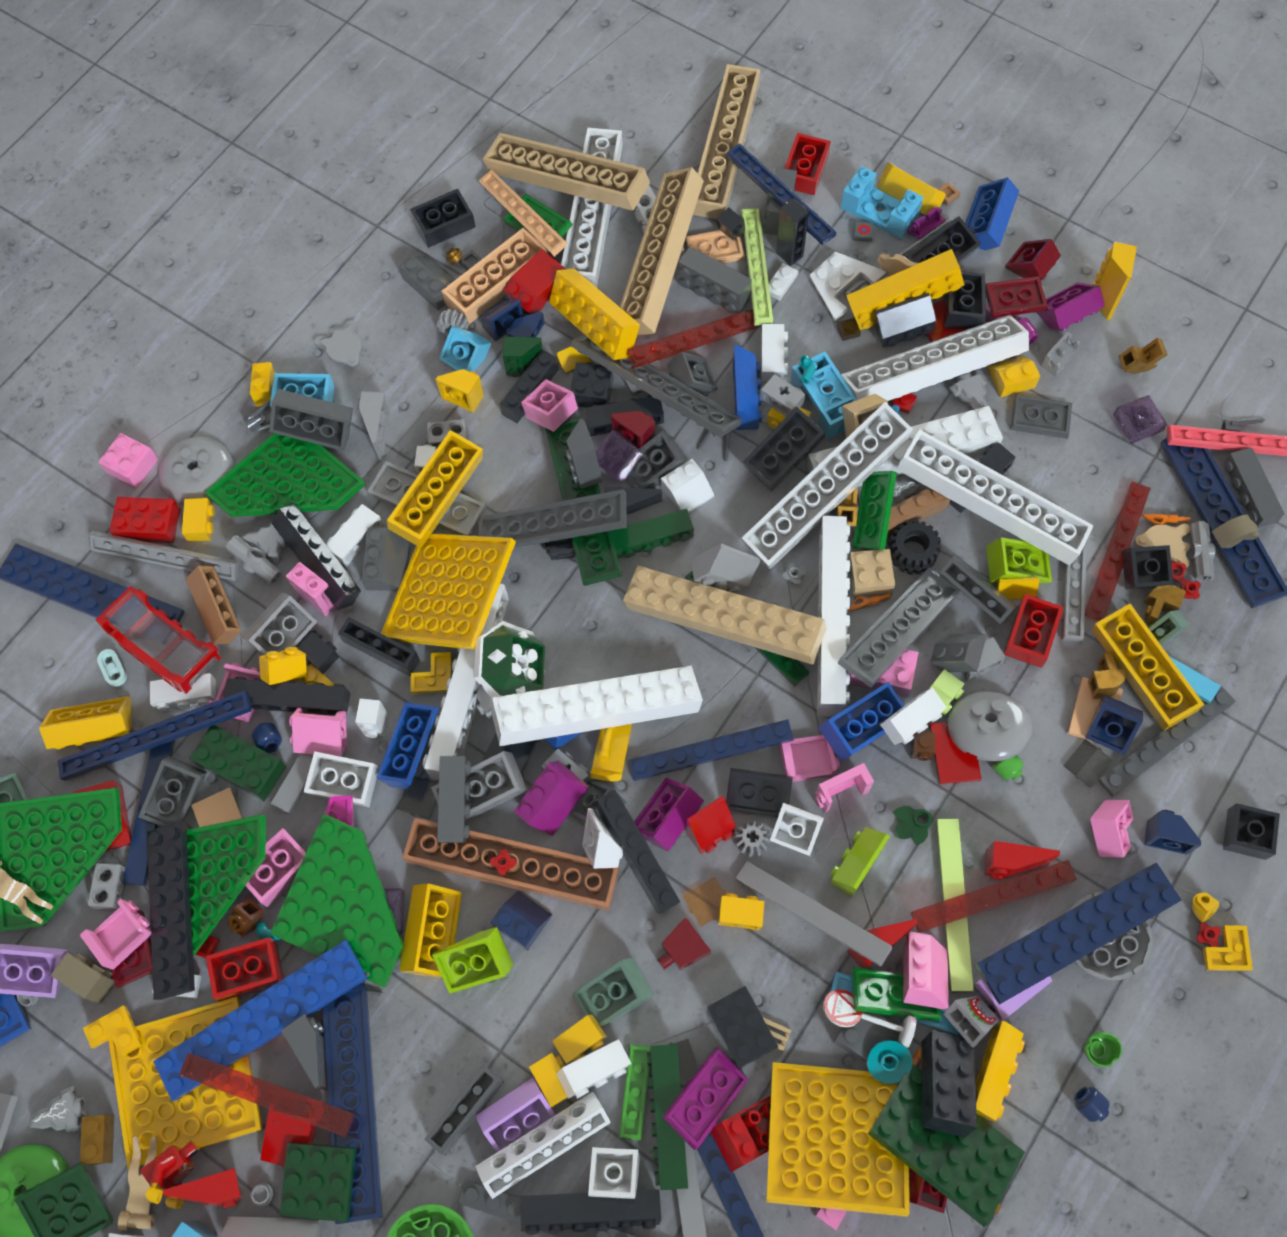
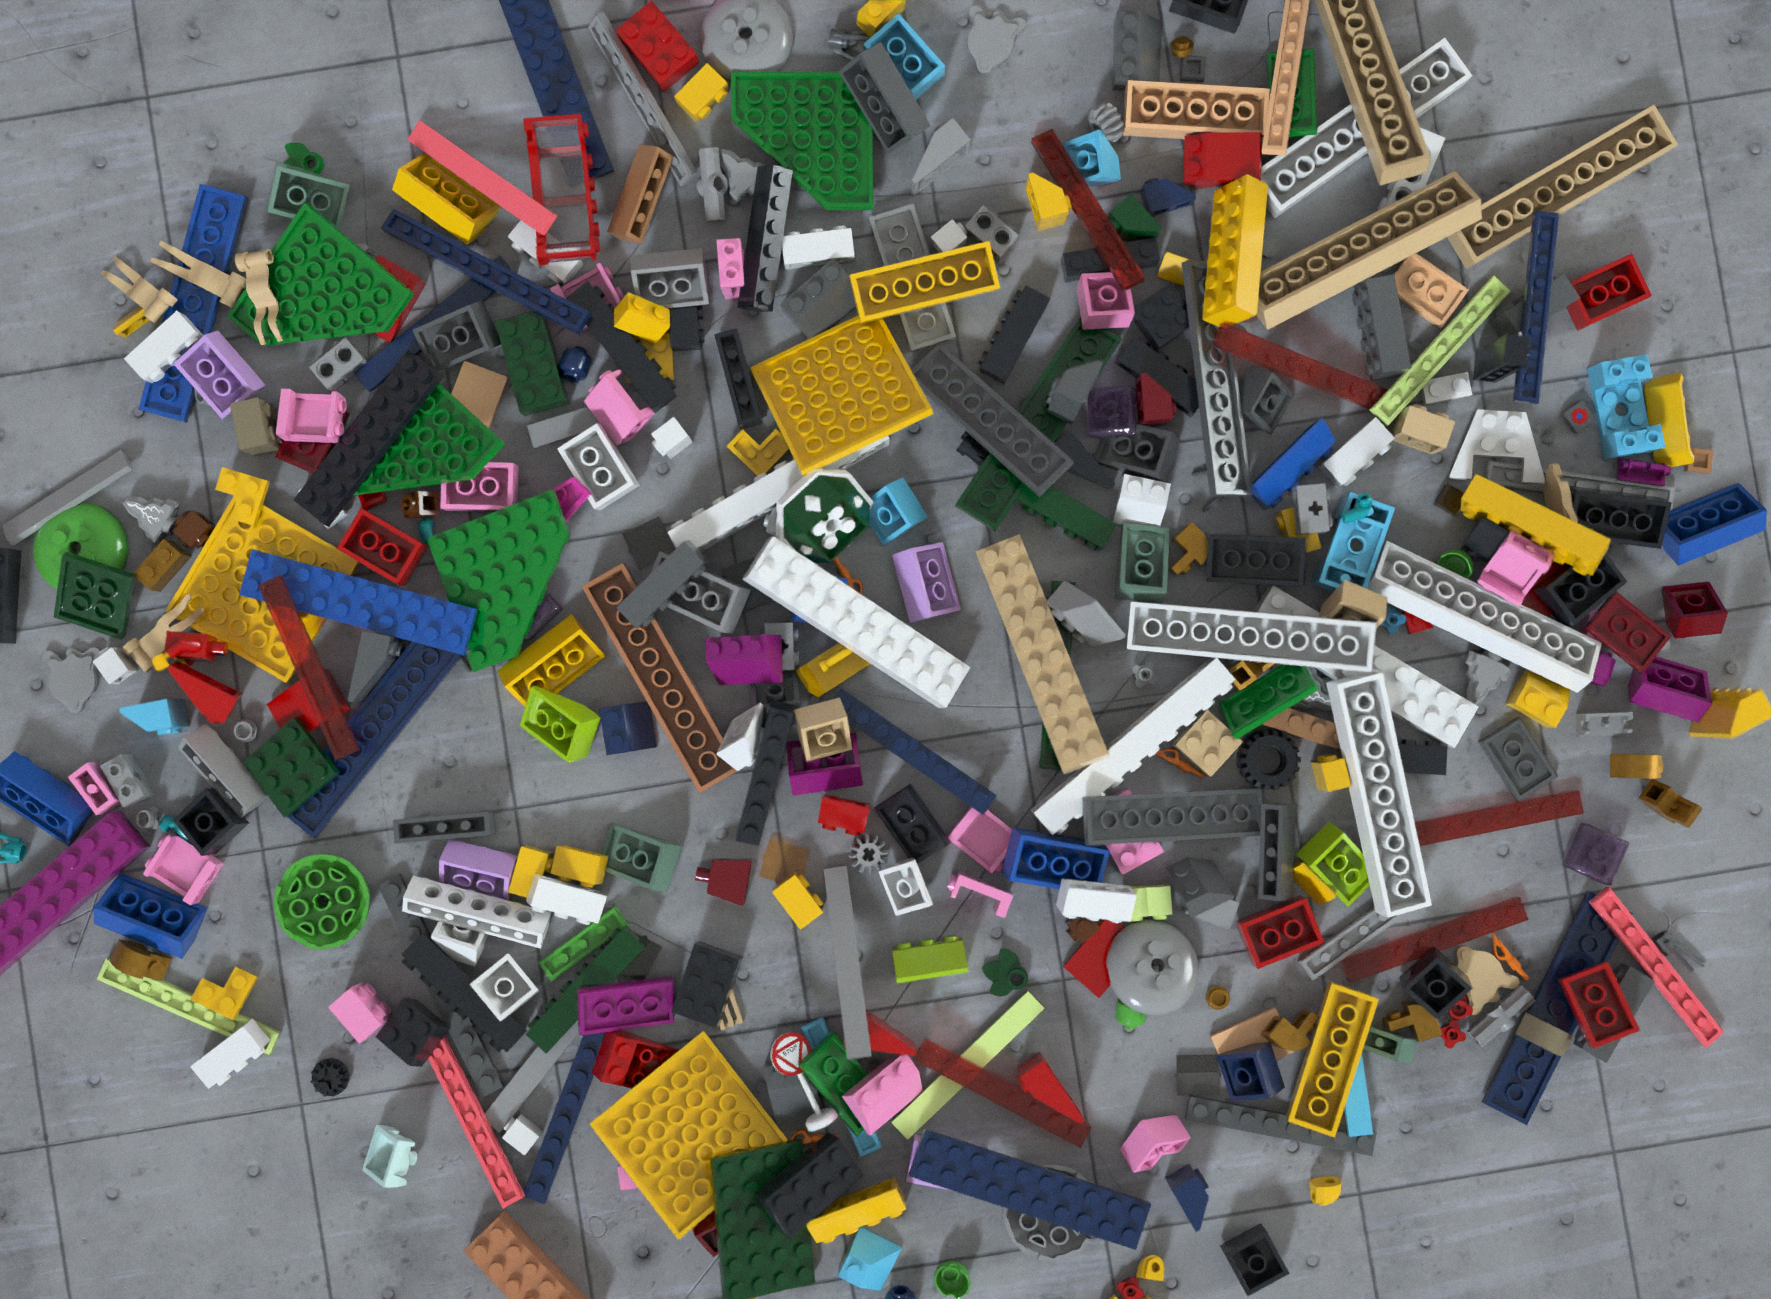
camera: 45 degrees right, 20 degrees up
(98, 1093) = (193, 529): none -> reddish brown brick
(100, 684) = (482, 178): none -> coral tile
(112, 669) = (508, 166): light aqua plate -> none
(407, 745) = (677, 494): blue slope -> none
(492, 369) = (1088, 210): none -> clear red plate
(499, 318) = (1156, 162): dark blue slope -> none
(503, 868) = (648, 678): red plate -> none
(517, 471) = (1014, 334): none -> black brick
(552, 628) = (894, 511): none -> medium azure slope
(552, 1178) = (459, 943): none -> white slope
(612, 649) = (926, 582): none -> lavender slope
(644, 789) = (823, 729): none -> tan brick
(724, 516) = (1142, 563): none -> sand green slope
(731, 224) = (1463, 284): black brick -> none
(741, 480) = (1194, 545): none -> pearl gold brick
(793, 306) = (1422, 429): none -> tan brick
(889, 349) = (1457, 562): none -> bright green hair
(894, 1069) = (785, 1123): teal dish -> none
(921, 318) = (1515, 568): none -> bright pink panel
(955, 517) = (1330, 773): none -> yellow brick
(972, 1018) = (880, 1161): light grey torso -> none
(1039, 1097) = (868, 1260): none -> medium azure slope
(1045, 706) = (1217, 997): none -> pearl gold plate
(1071, 450) = (1499, 817): none -> clear red plate
(1102, 356) = (1636, 766): none -> pearl gold brick
(1236, 749) = (1325, 1190): none -> yellow piece
(1241, 484) = (1598, 1004): none -> red brick

